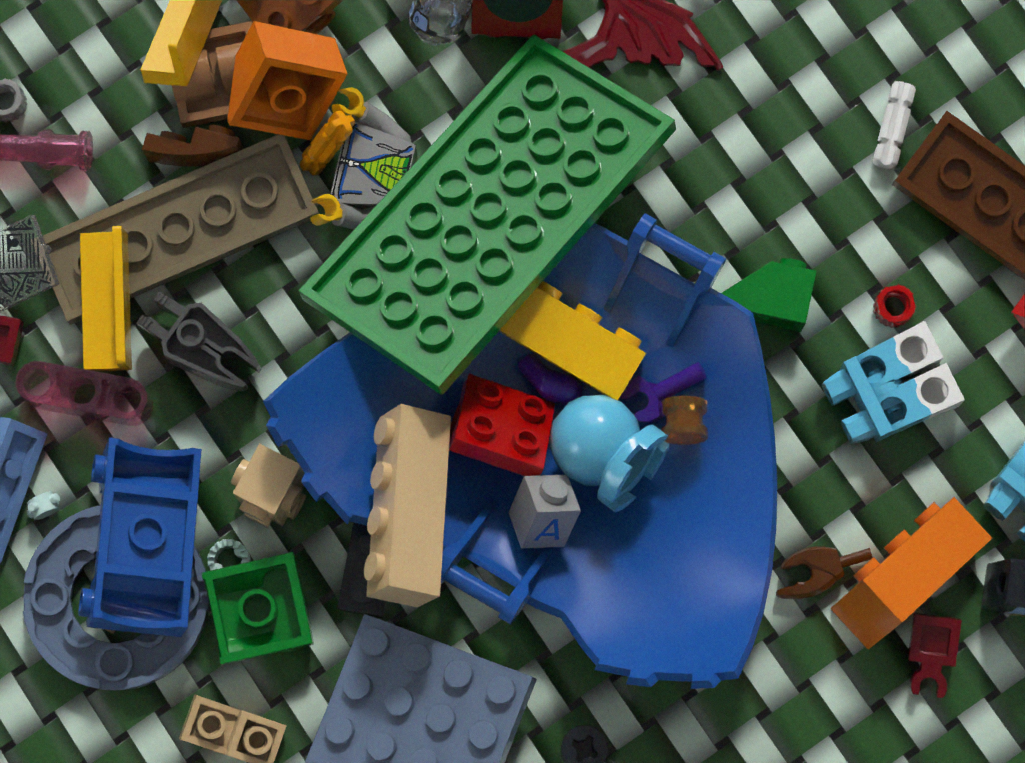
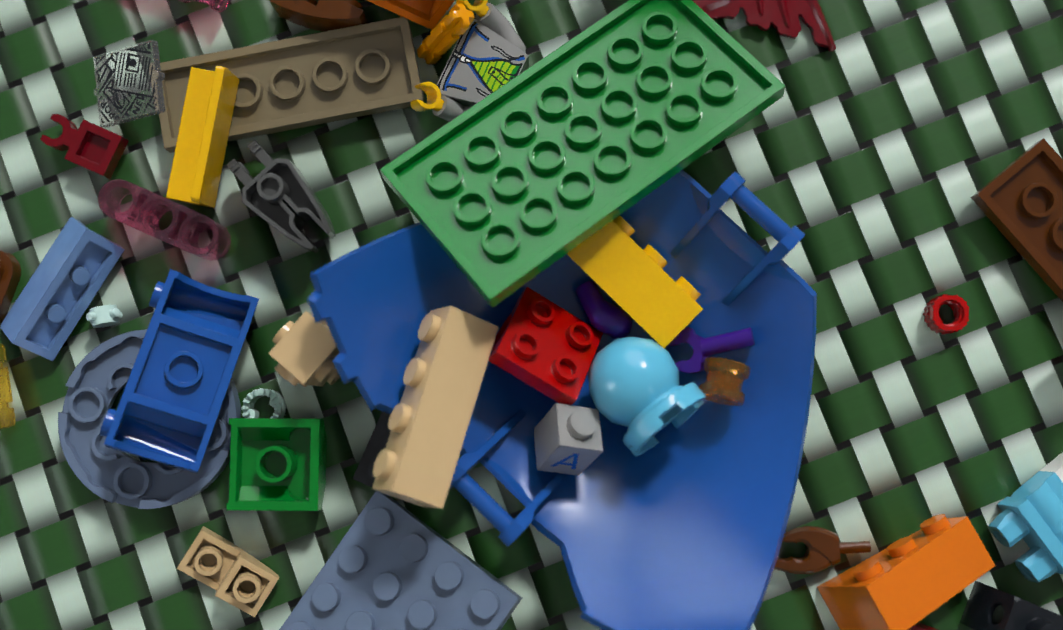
camera: 20 degrees right, 5 degrees up
(777, 293) = (841, 277): green slope -> none
(878, 388) = (915, 395): medium azure hips -> none
(894, 125) = (986, 141): white axle -> none

